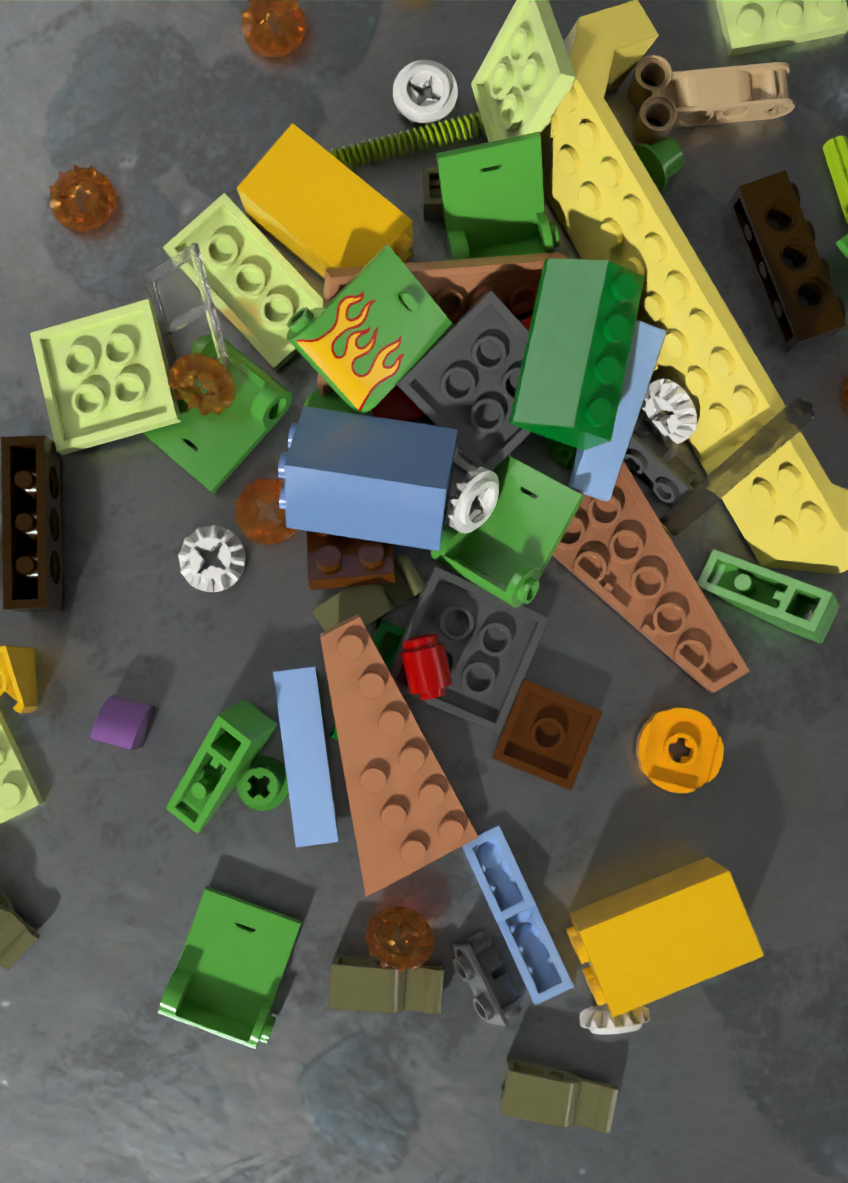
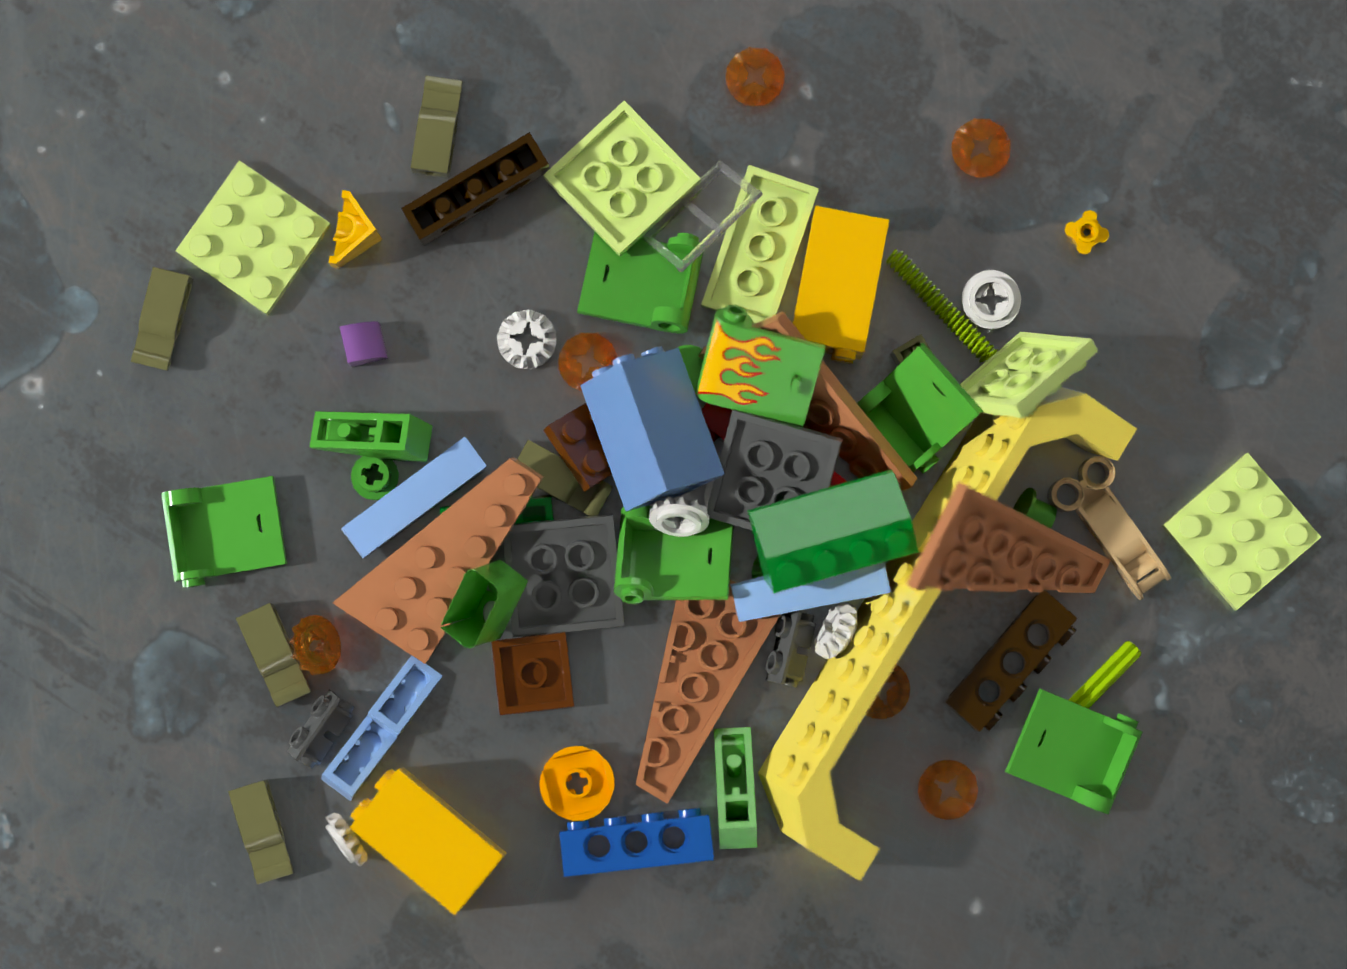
camera: 65 degrees right, 0 degrees up
(212, 377) = (663, 266): clear orange gear -> none
(426, 666) = (532, 549): red brick -> none
(473, 768) = (471, 596): none -> bright green piece
(689, 190) = (1001, 550): none -> nougat wing
(739, 465) = (806, 698): clear smoke axle -> none
(778, 750) = (580, 861): none -> blue brick

